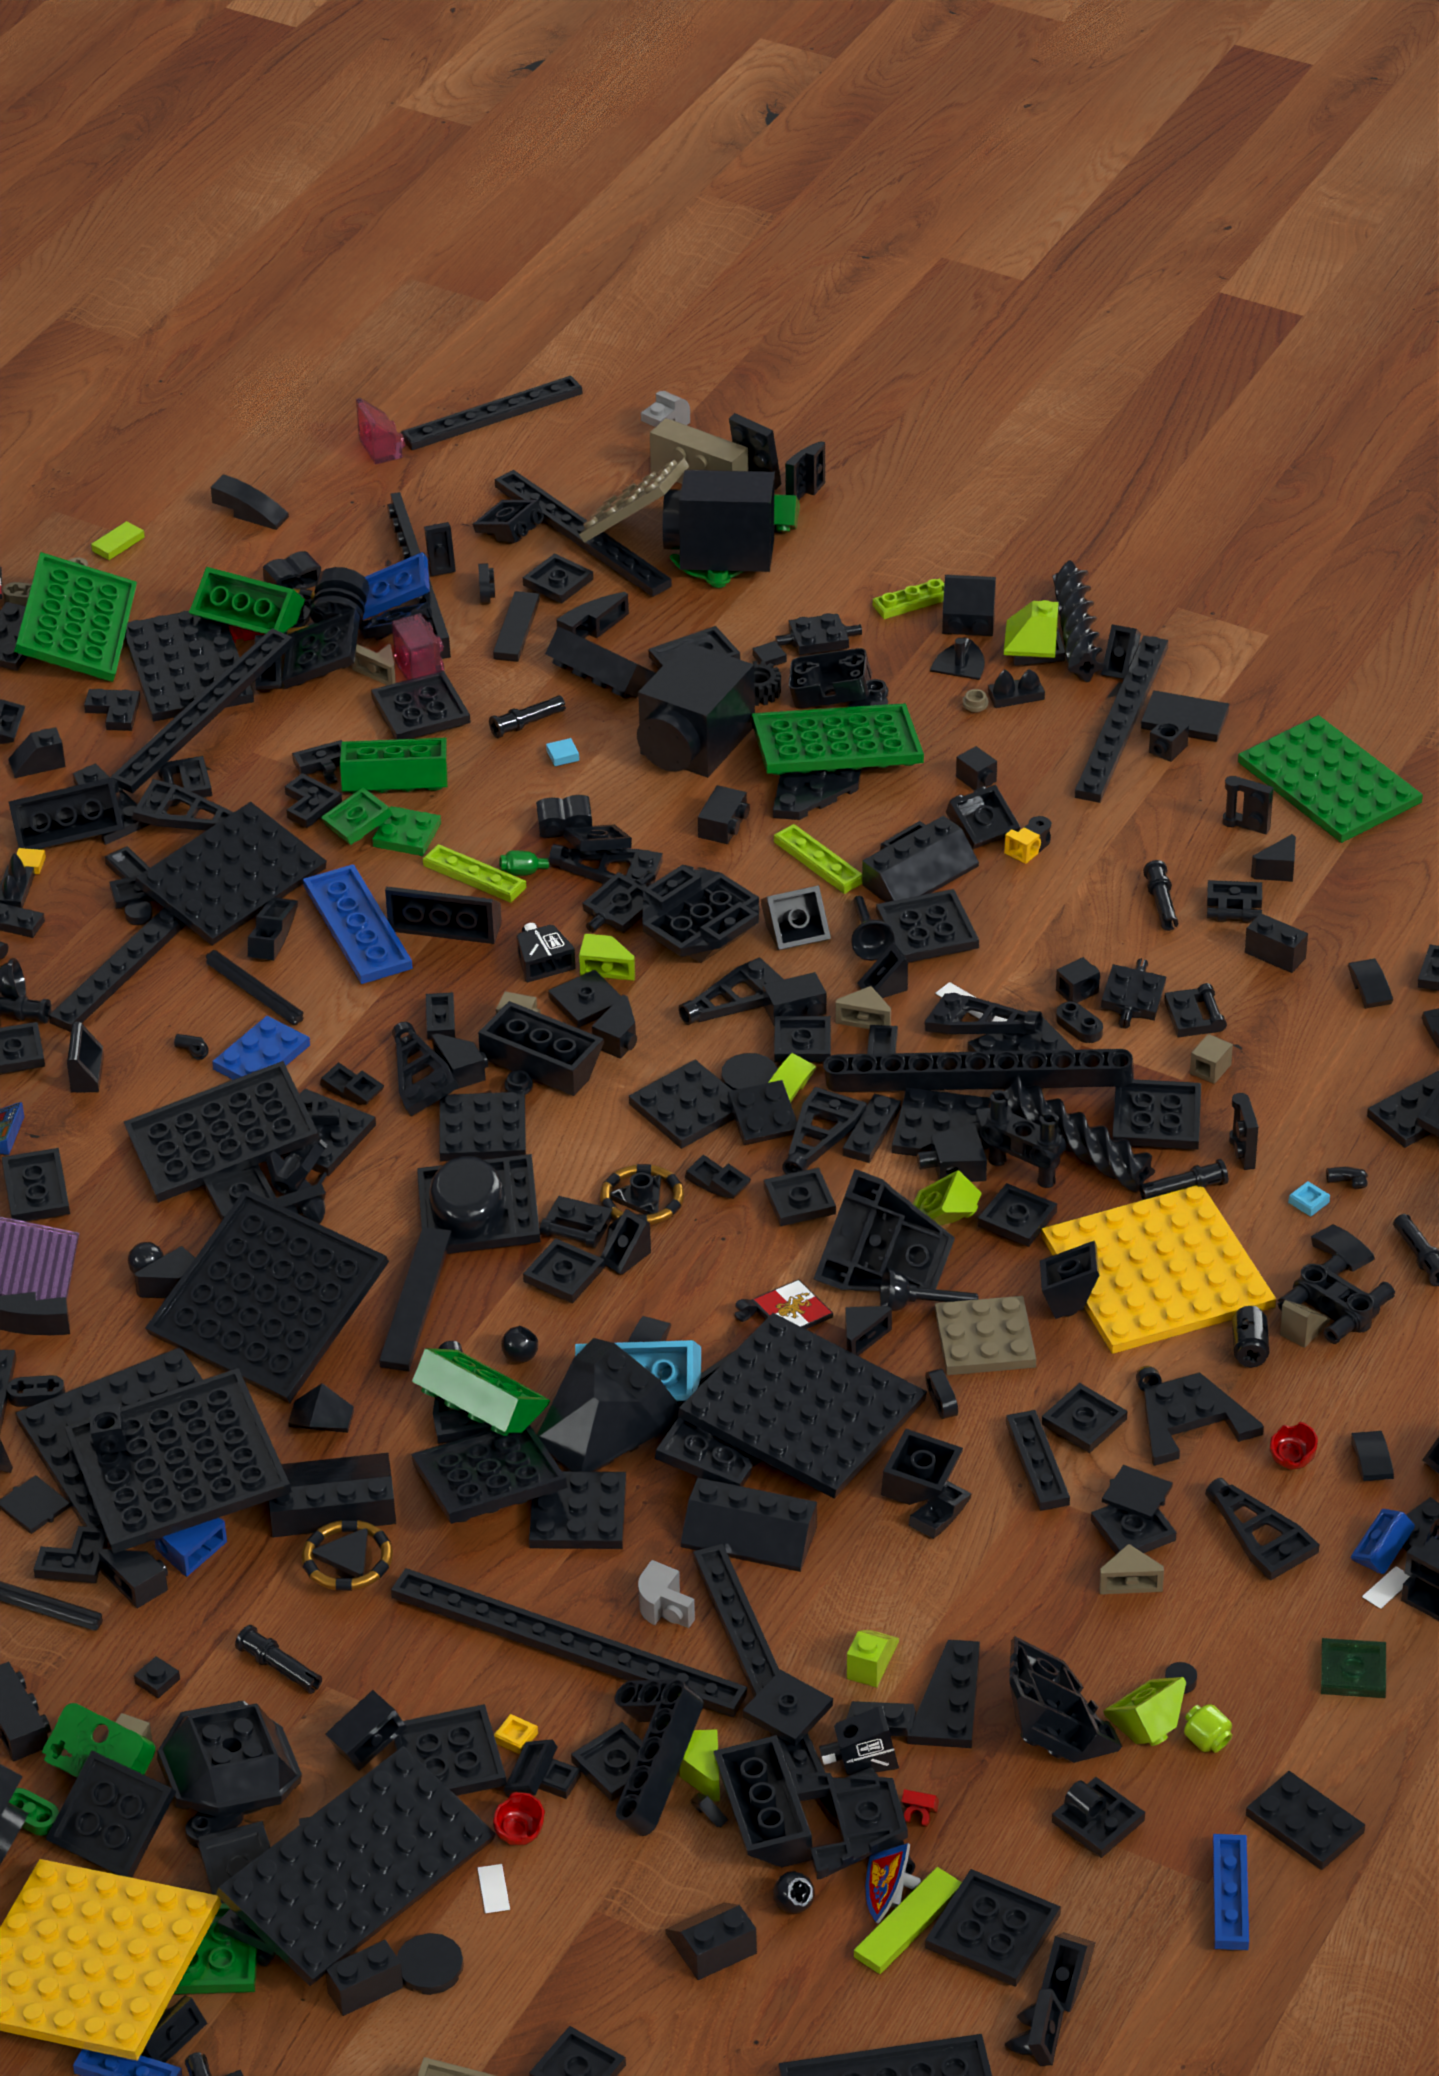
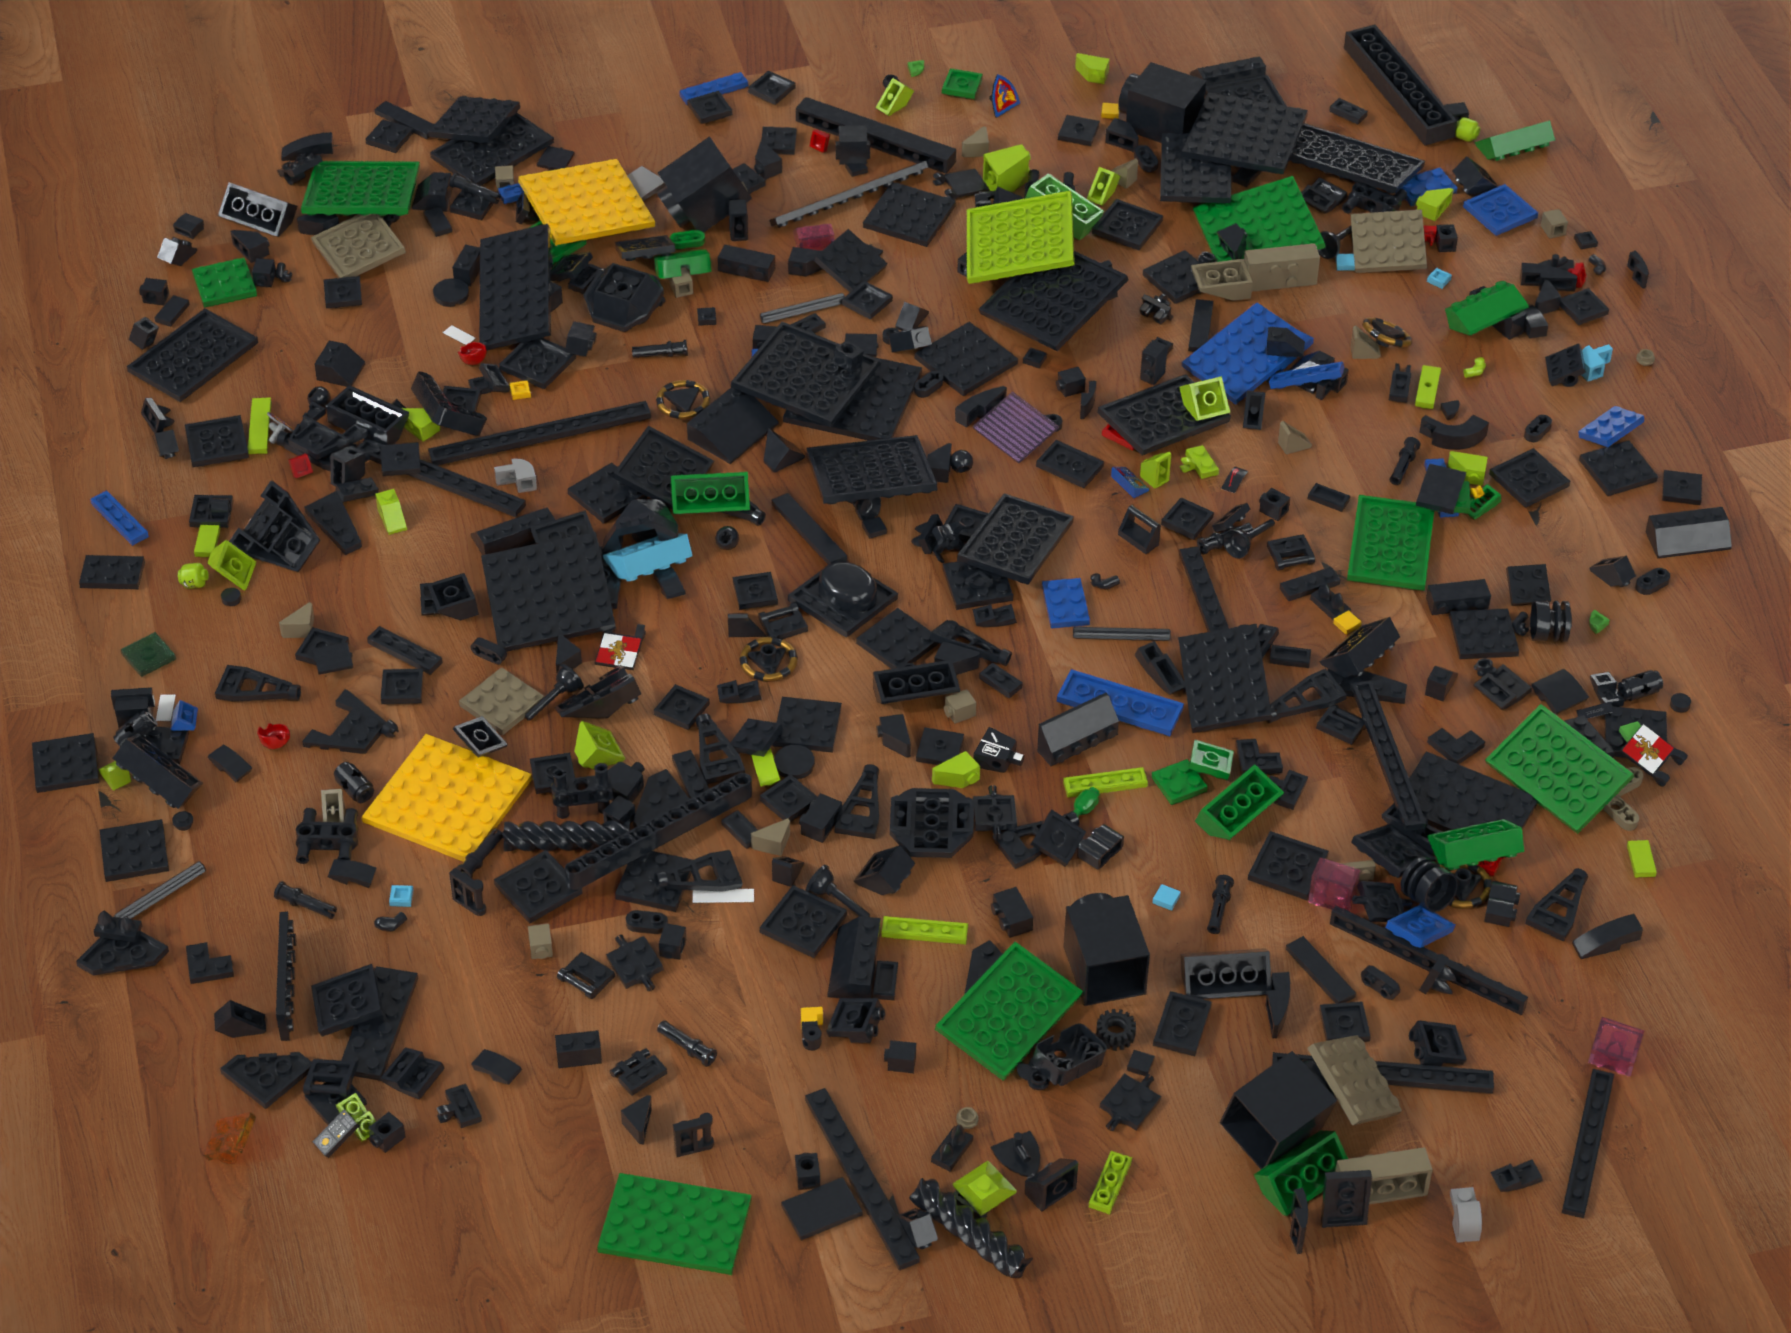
camera: 135 degrees right, 5 degrees up
(273, 537) = (1551, 923): none -> black plate
(589, 426) = (1518, 1177): none -> black slope
(1143, 1779) = (206, 540): none -> lime tile

